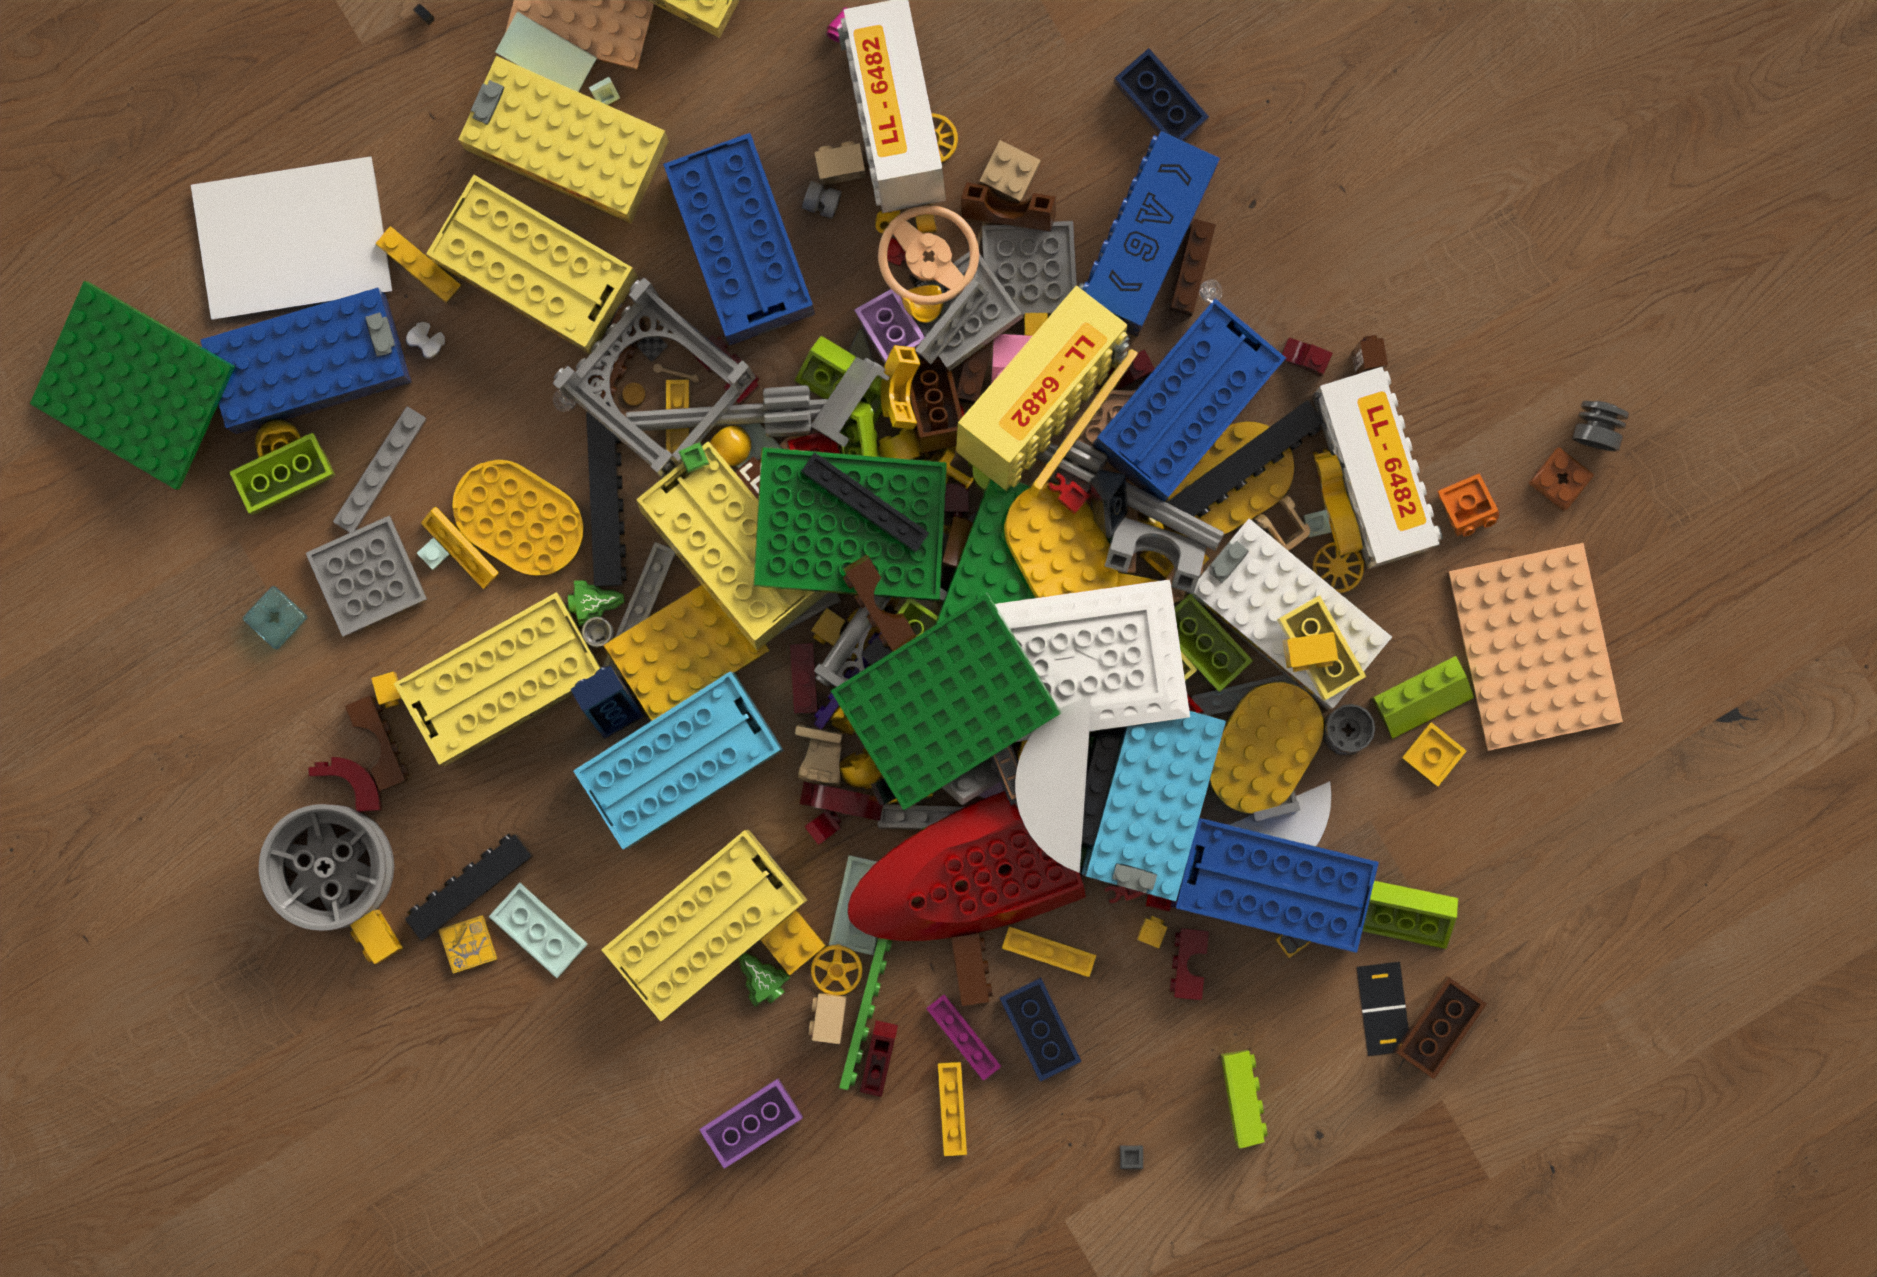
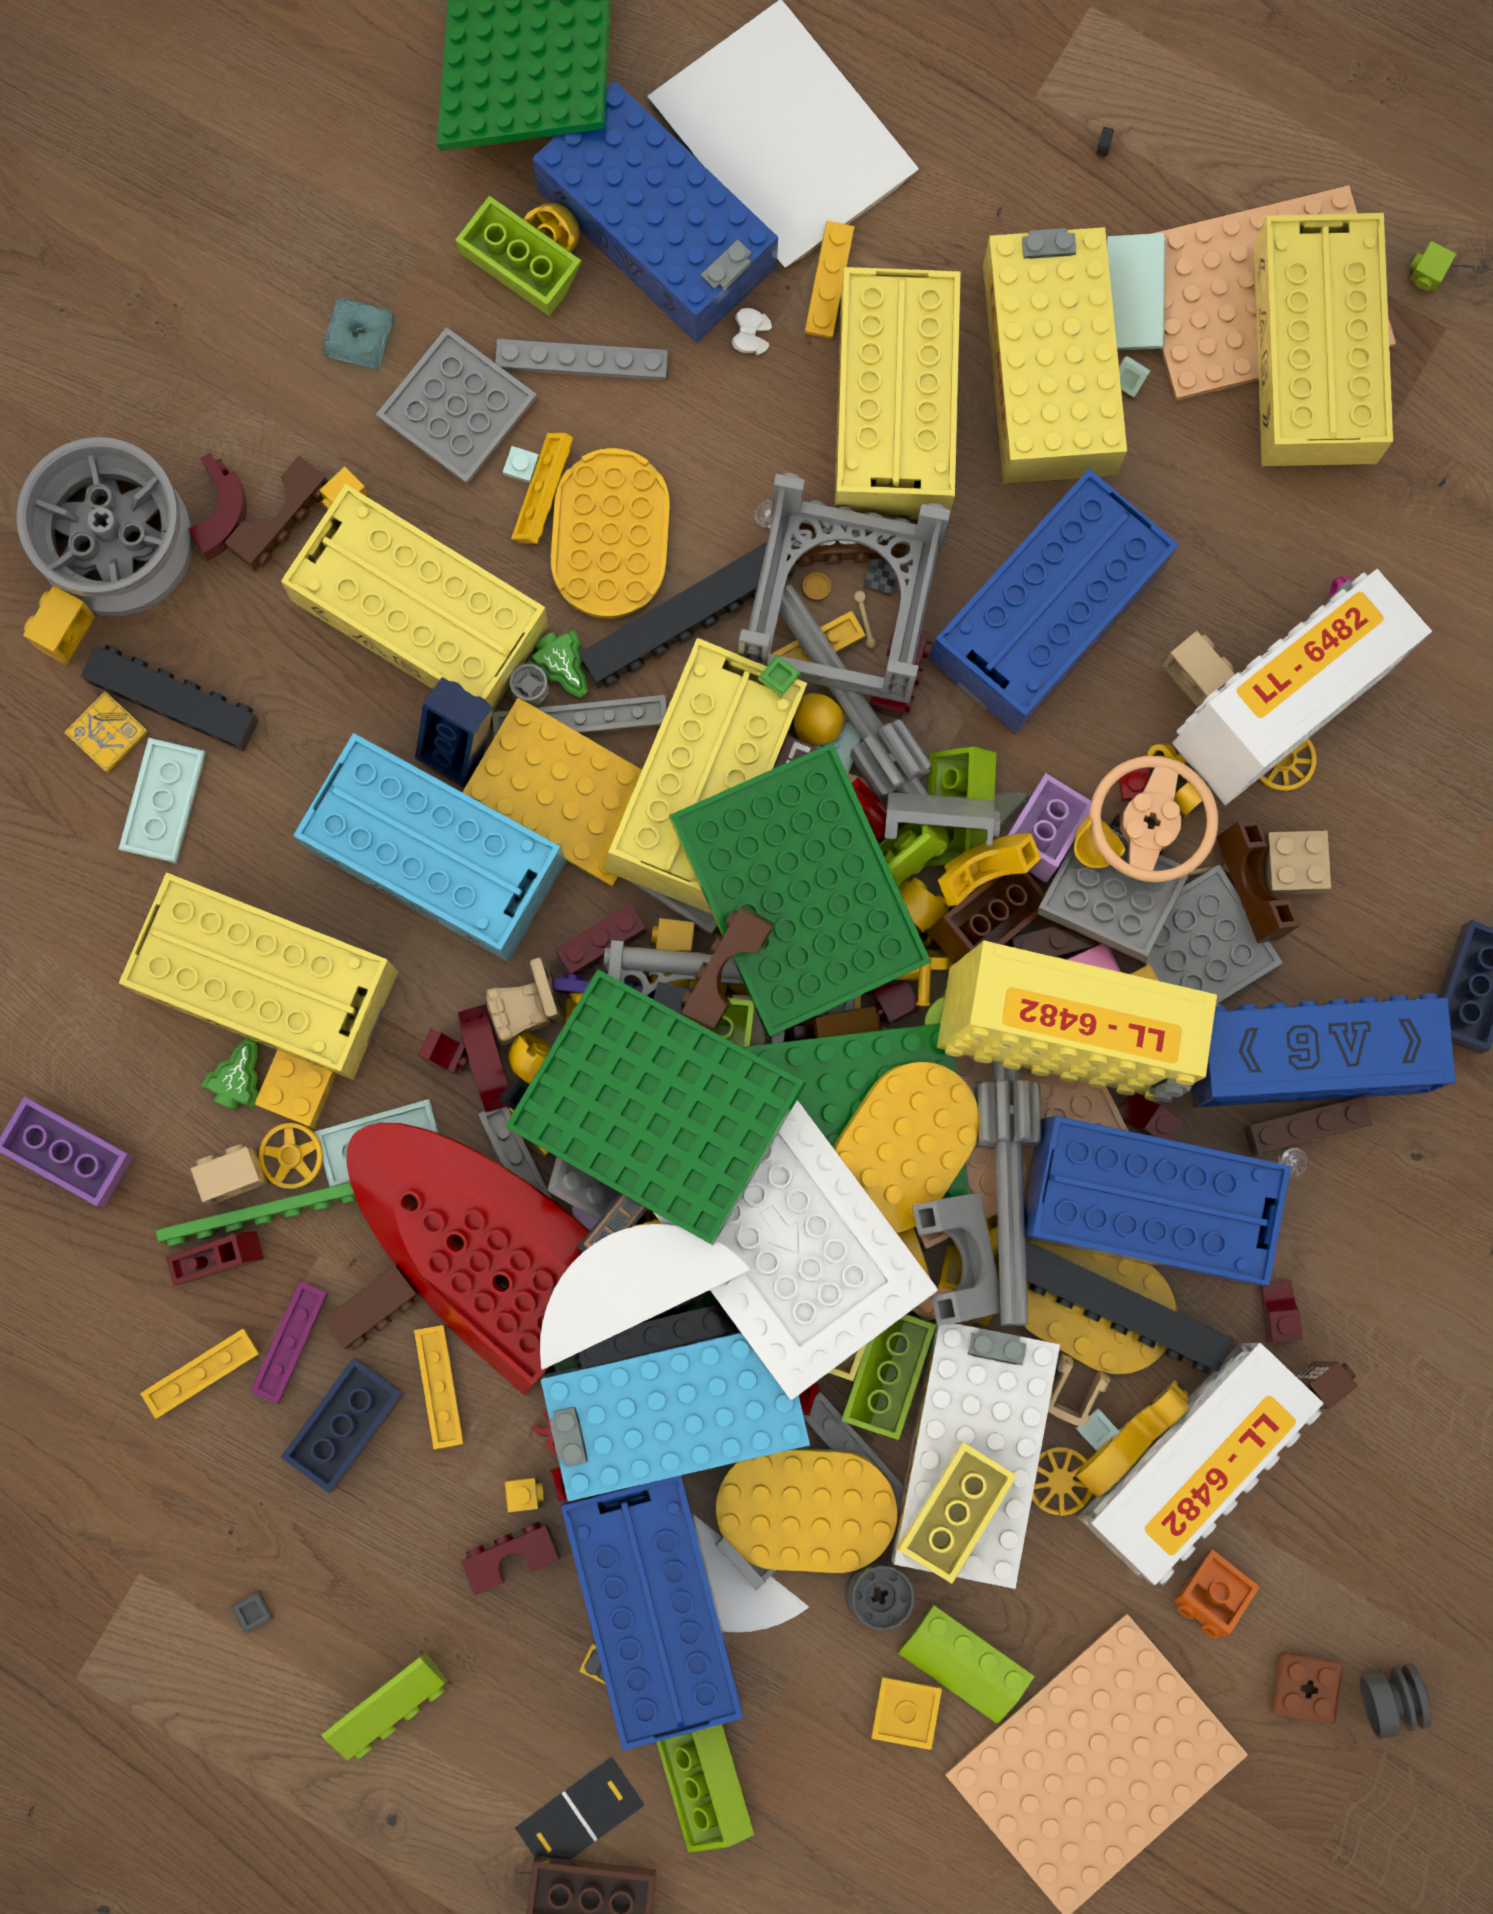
camera: 60 degrees right, 5 degrees down
(821, 200) = (1147, 673): light grey wheel -> none
(864, 502) = (833, 891): black plate -> none
(951, 321) = (1094, 884): light grey plate -> none
(1071, 495) = (972, 1124): red plate -> none
(1082, 424) = (1061, 1092): yellow tile -> none
(1108, 500) = (990, 1170): black slope -> none
(1309, 650) = (945, 1499): yellow brick -> none

